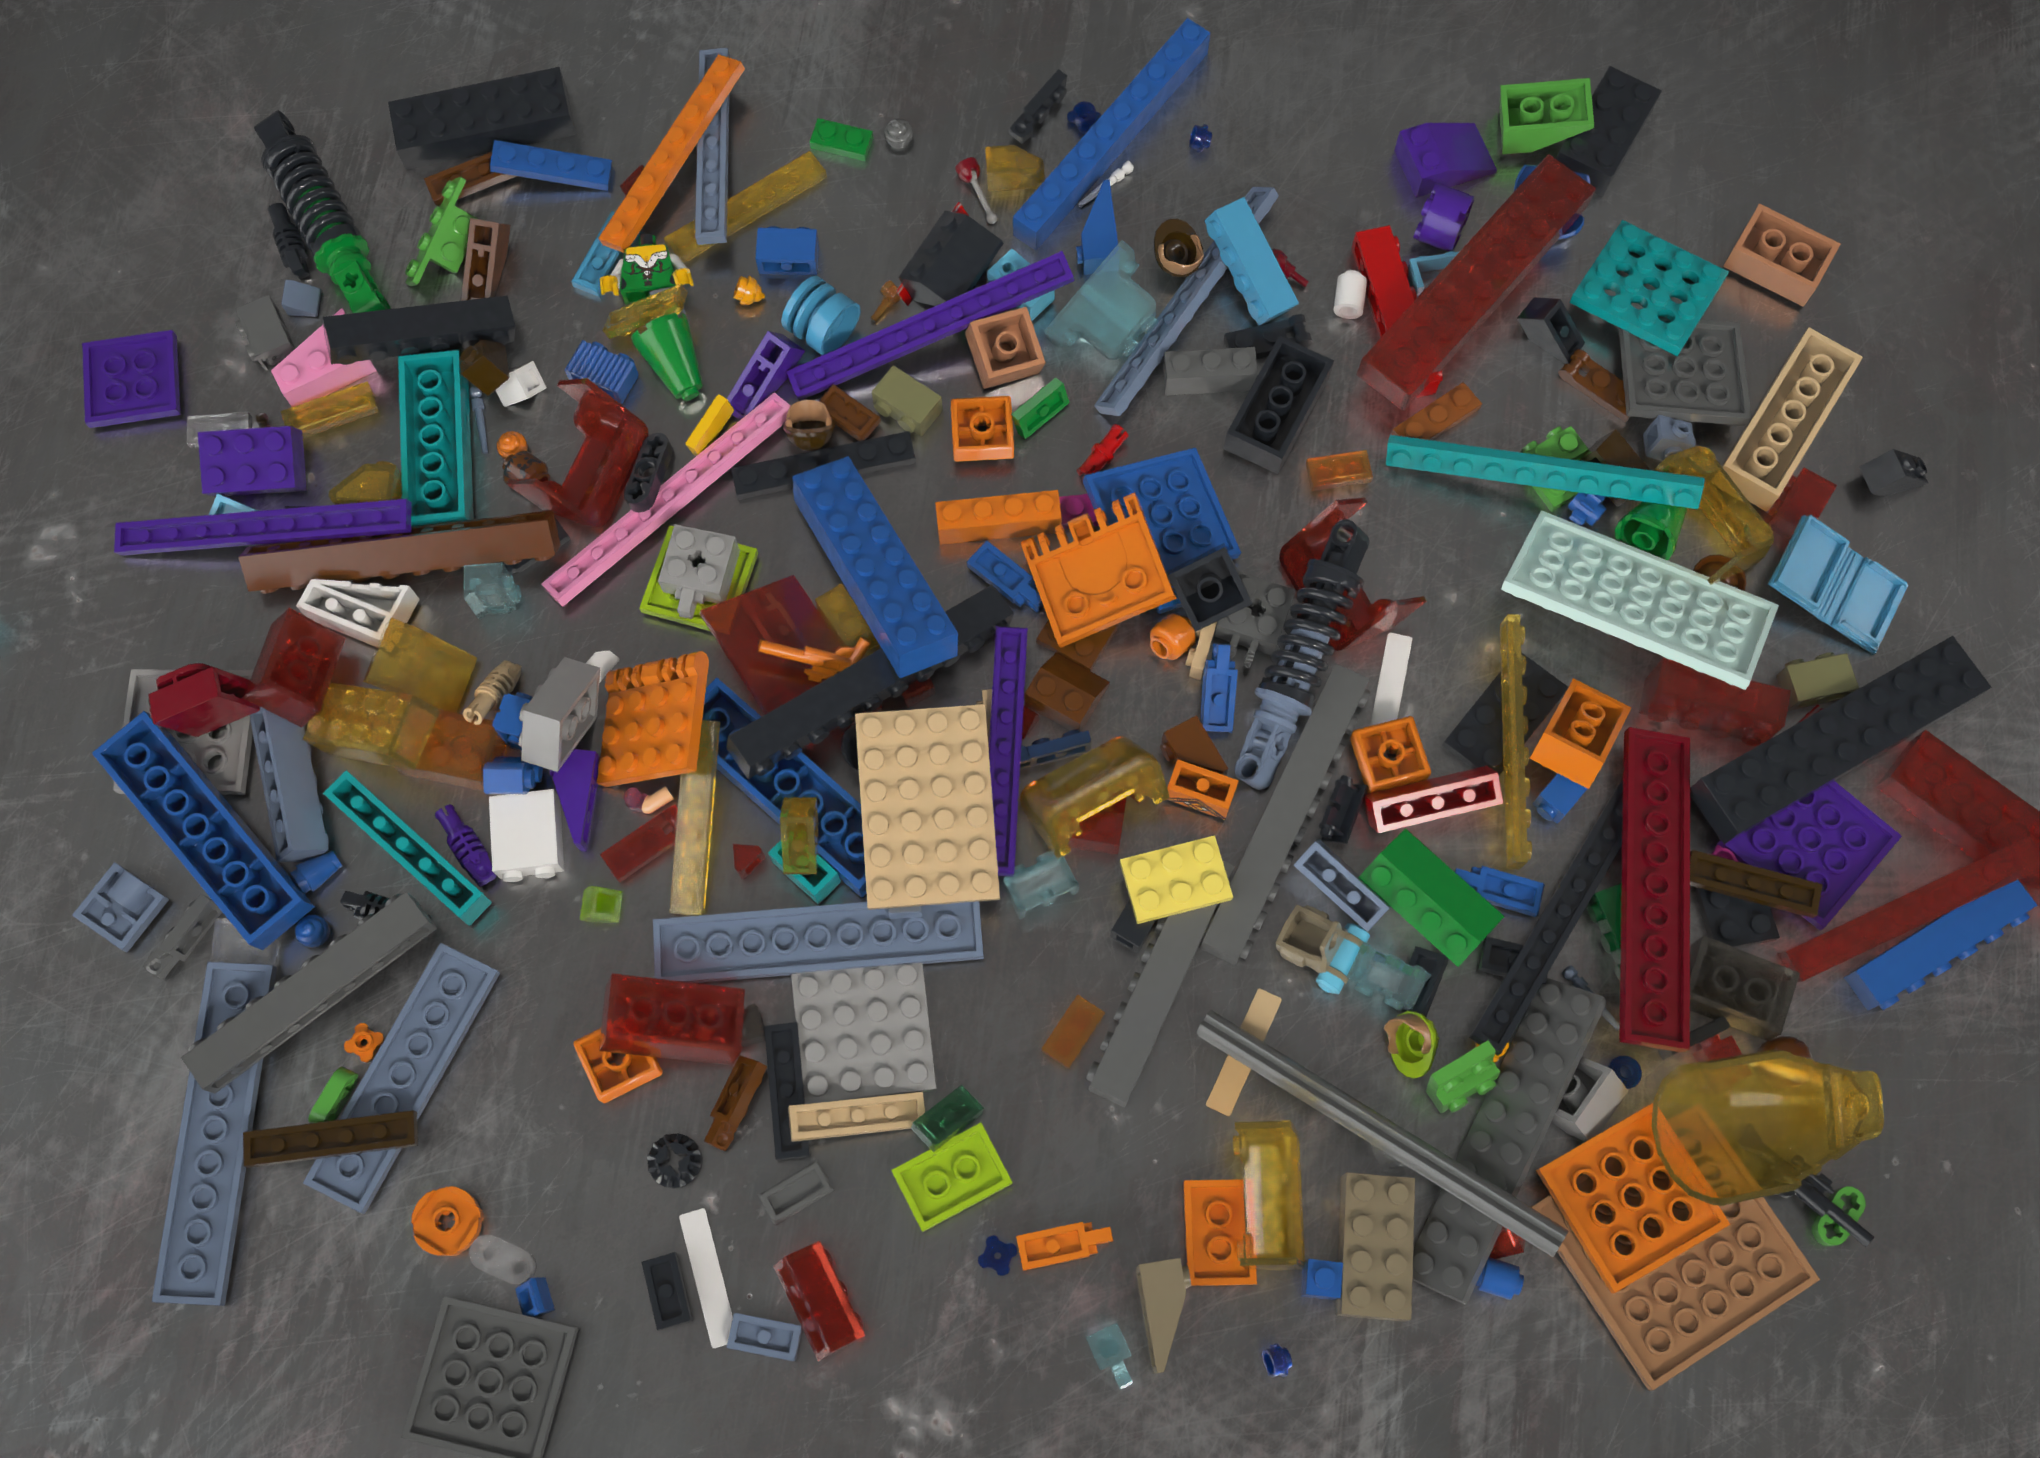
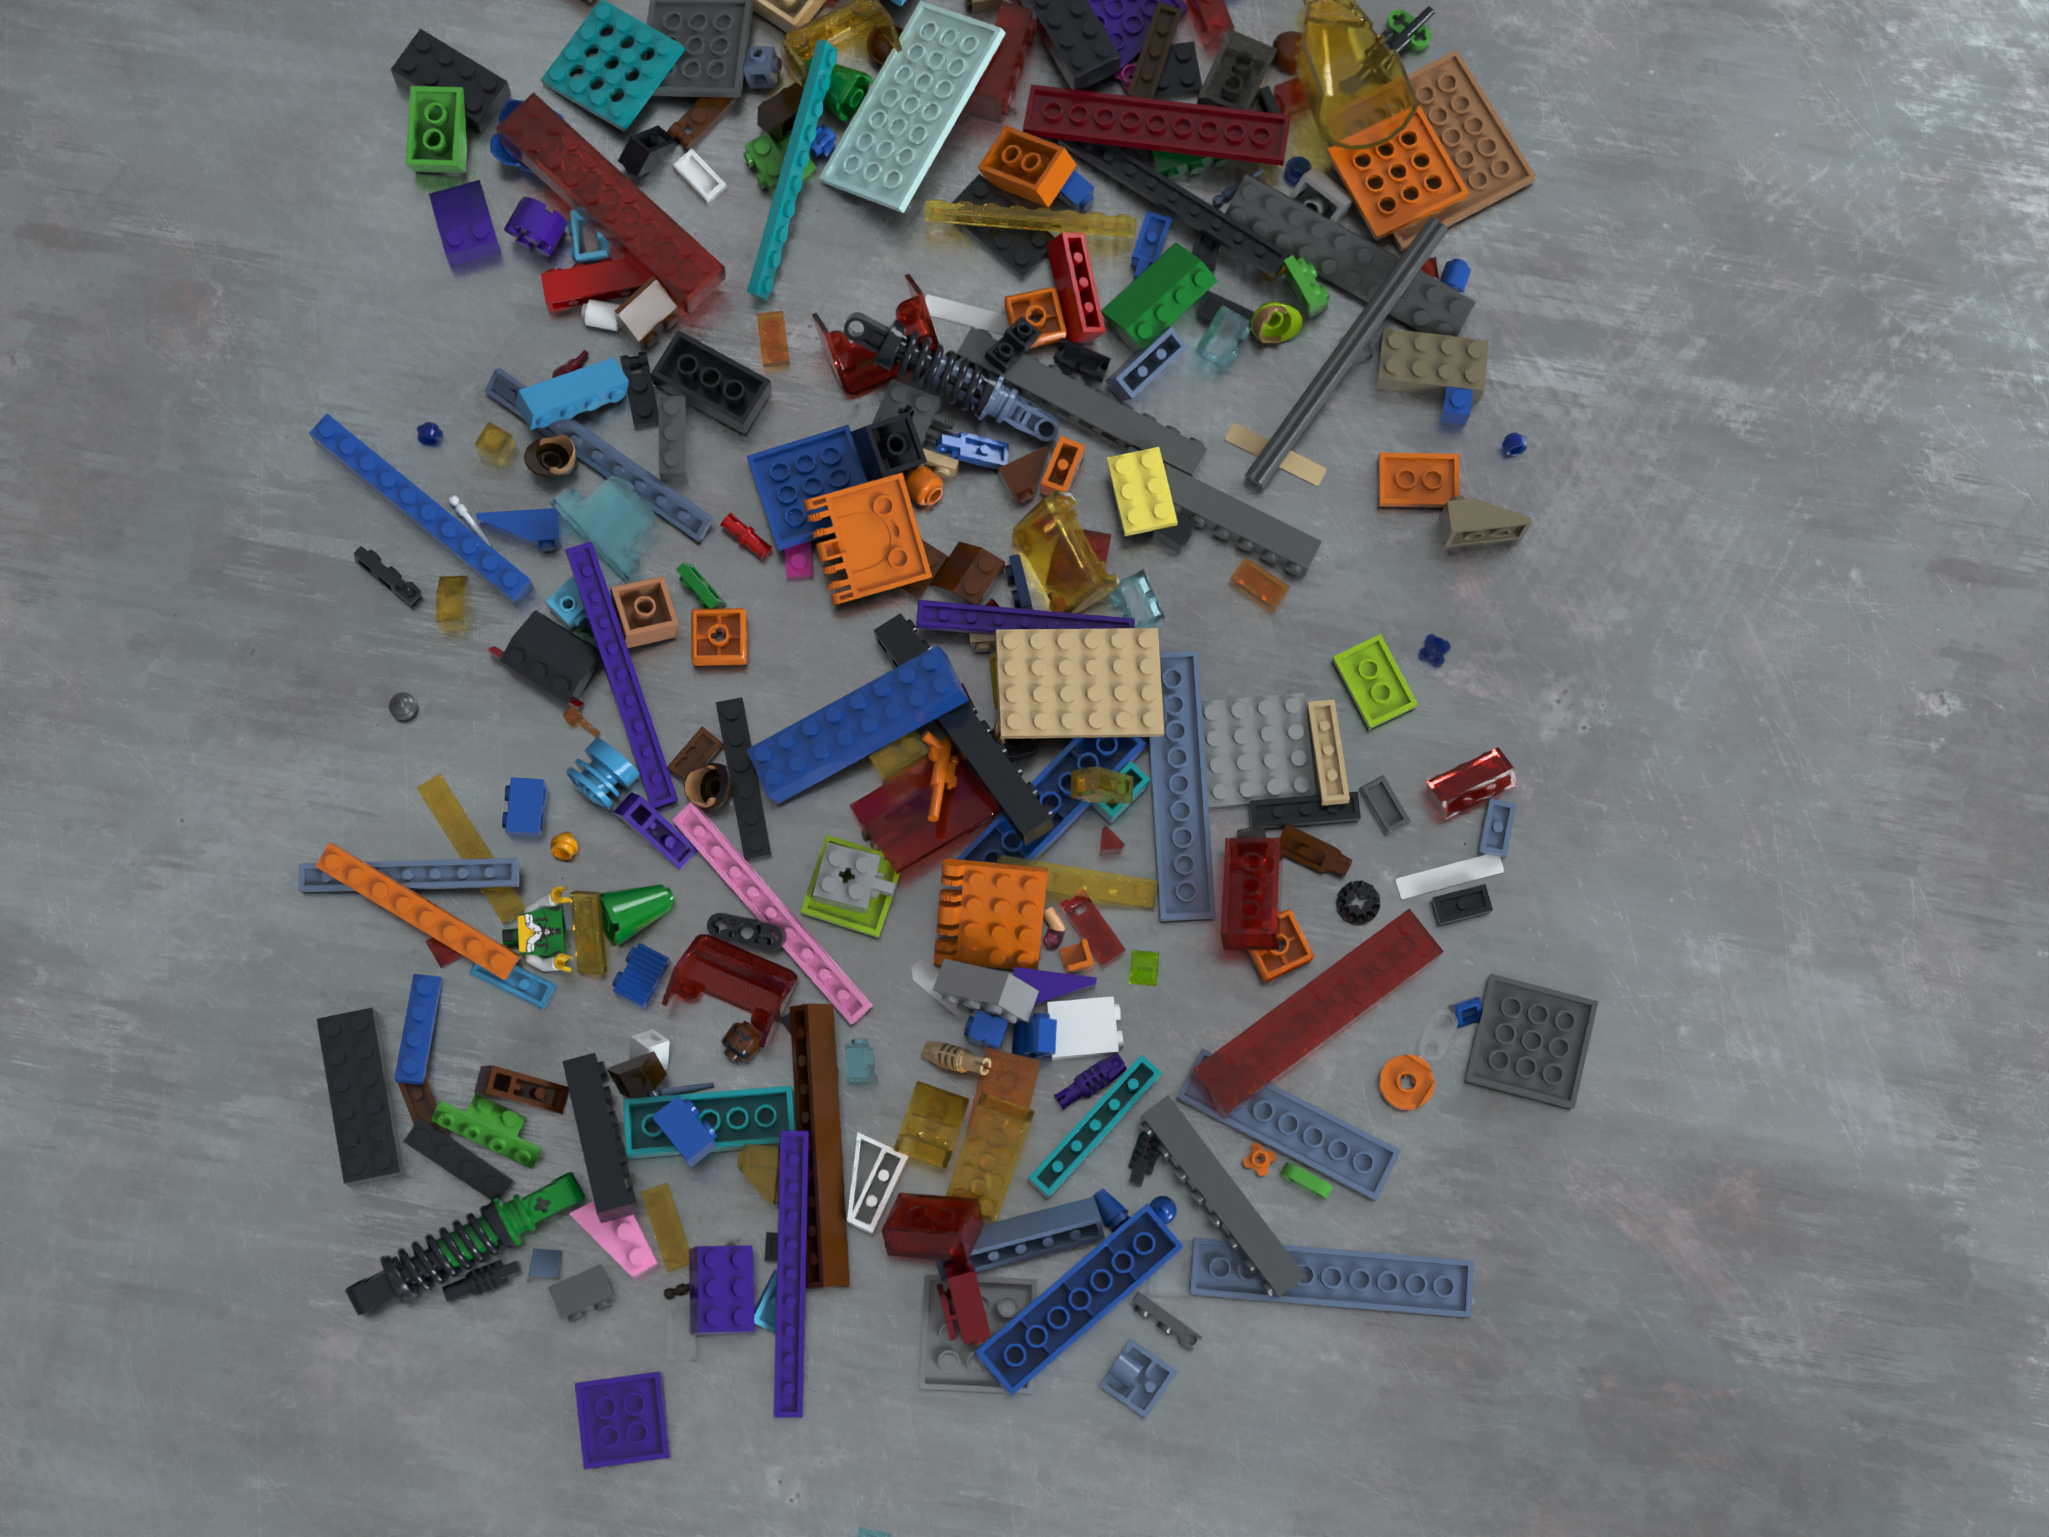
camera: 95 degrees left, 5 degrees up
(330, 1139) = (1343, 1174): dark brown plate -> none
(407, 399) = (684, 1130): none -> blue brick
(411, 209) = (457, 1160): none -> black plate
(511, 443) = (711, 1057): orange plate -> none
(529, 1105) = (1315, 1014): none -> clear red brick
(609, 826) = (1077, 958): none -> orange panel
(710, 425) = (704, 876): yellow tile -> none
(841, 139) = (404, 760): green plate -> none
(906, 401) = (687, 702): olive brick -> none
(947, 1118) = (1330, 682): clear green plate -> none
(969, 172) = (451, 641): hinge -> none
(998, 517) = (806, 625): orange brick -> none
(1005, 576) = (860, 623): blue hinge -> none
(1061, 1244) = (1427, 599): orange hinge -> none
(1083, 109) = (393, 530): clear blue plate -> none
(1109, 1351) = (1508, 566): clear light blue plate -> none
(1191, 197) = (495, 444): none -> clear yellow brick
(1271, 1196) = (1399, 436): clear yellow windscreen -> none
(1322, 945) = (1195, 384): dark tan piece -> none
(1349, 724) = (1012, 345): none -> black slope
(1350, 330) = (646, 314): none -> slope
(1440, 414) = (720, 245): dark orange plate -> none
(1528, 387) = (699, 176): none -> white tile

